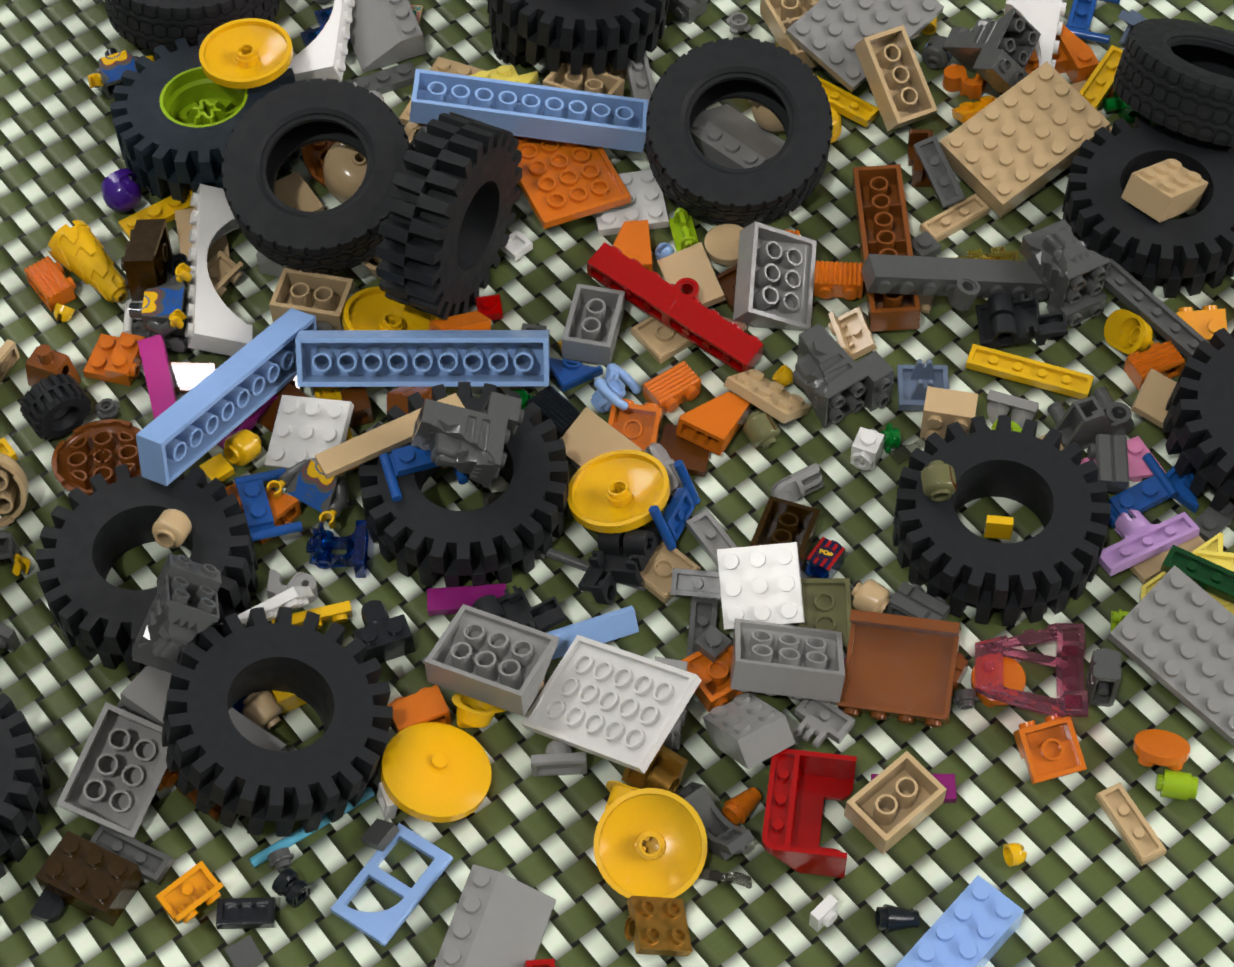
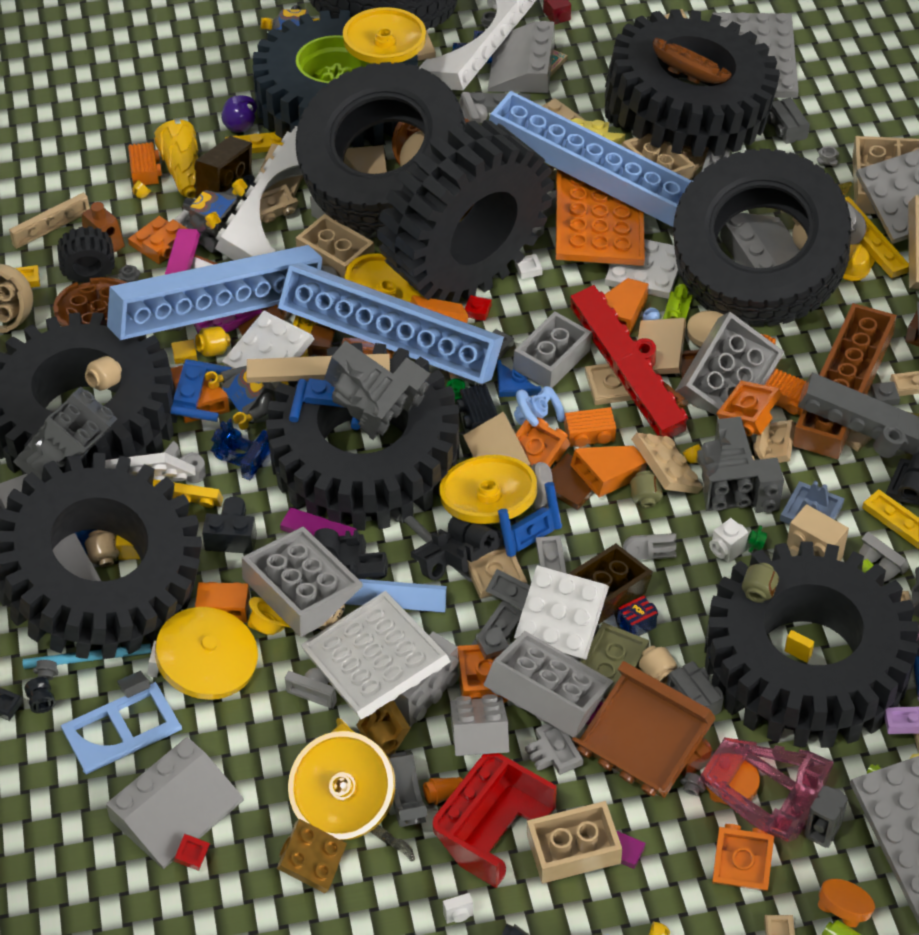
camera: 25 degrees right, 5 degrees down
(816, 305) = (752, 404): none -> orange plate

